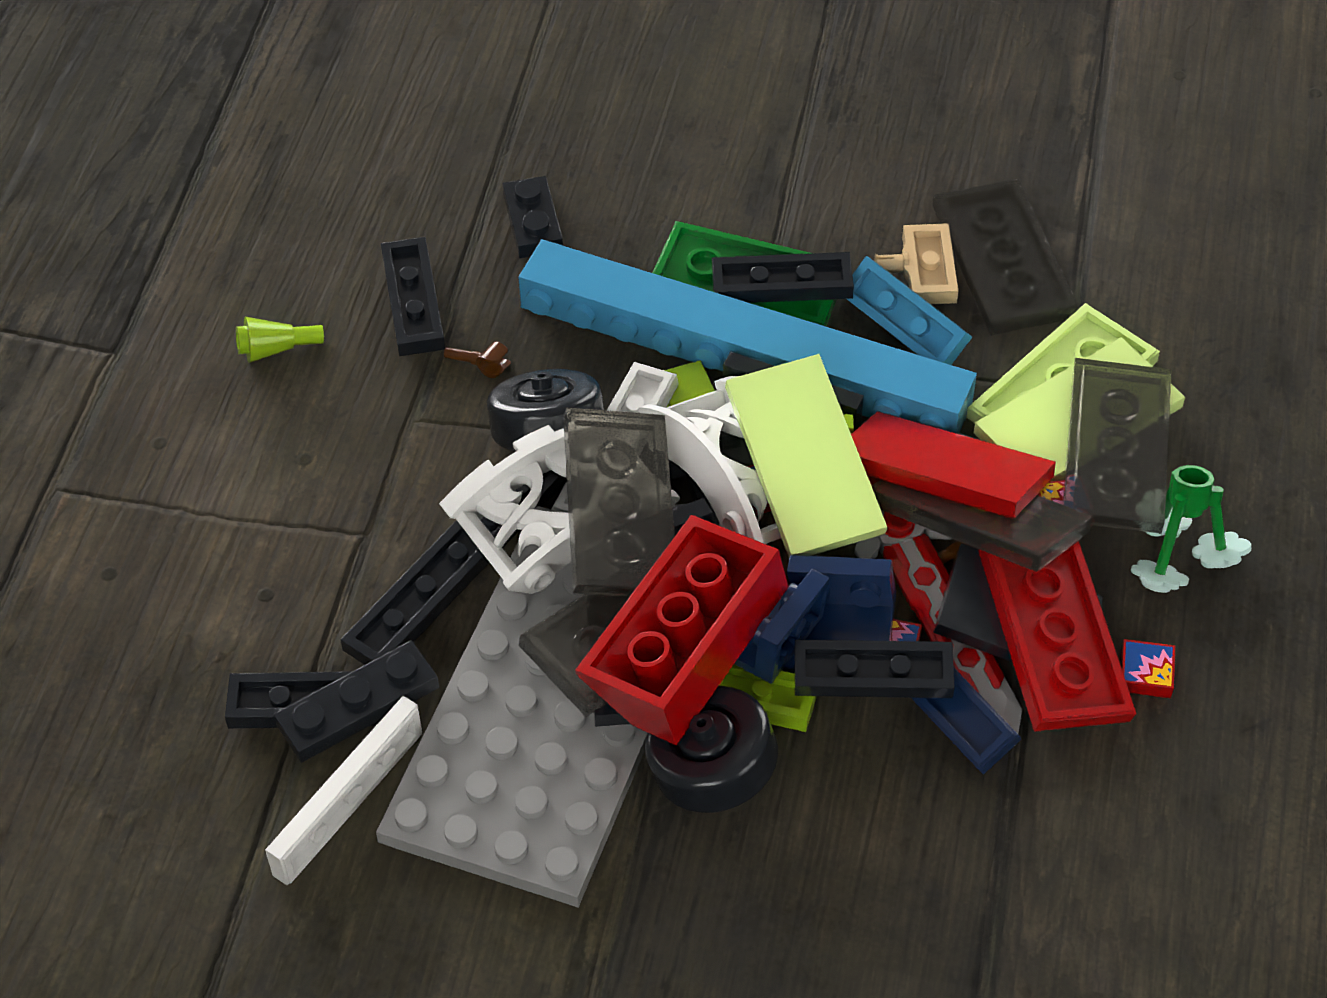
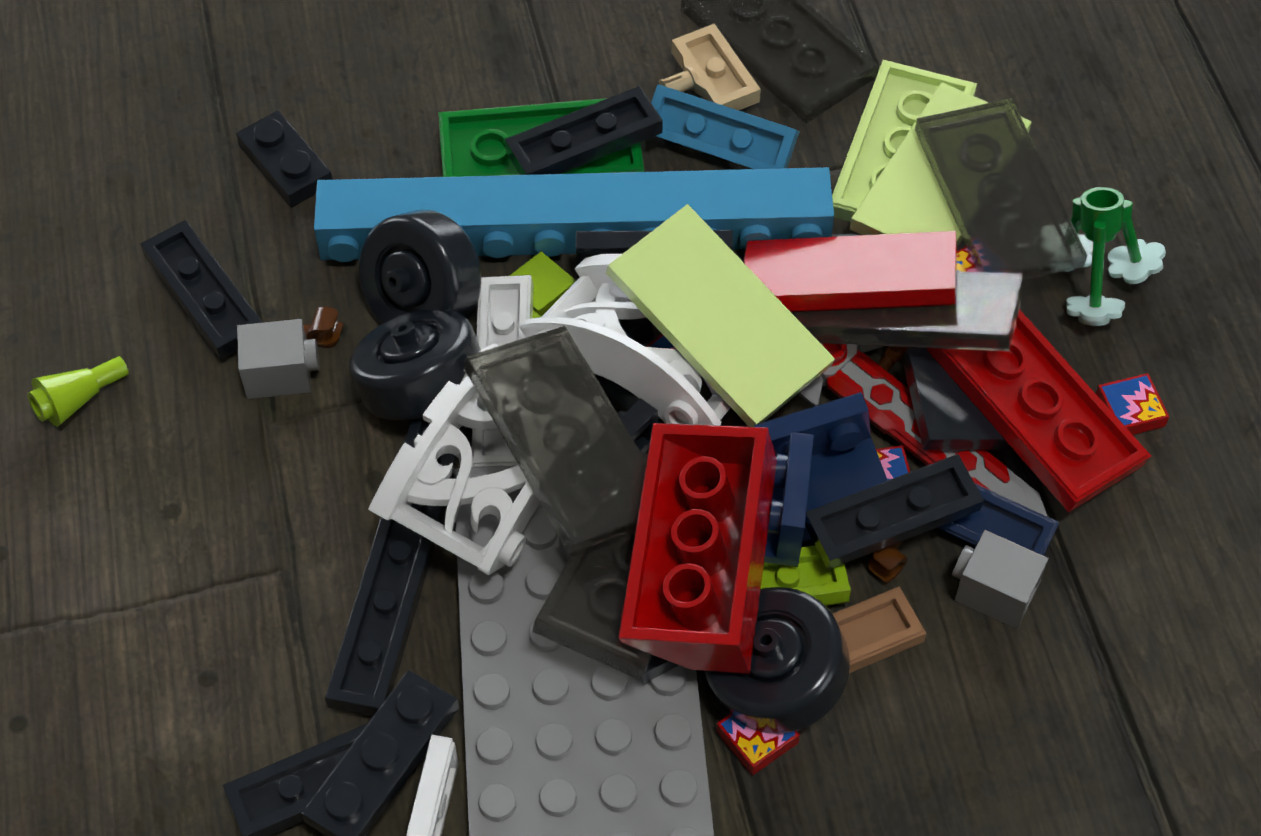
camera: 25 degrees left, 5 degrees up
(439, 369) = (276, 358): none -> light grey brick
(588, 333) = (419, 265): none -> black wheel
(664, 815) = (754, 747): none -> tile
(814, 763) = (879, 628): none -> medium nougat tile
(857, 712) = (887, 562): none -> reddish brown hand
(943, 761) = (998, 578): none -> light grey brick

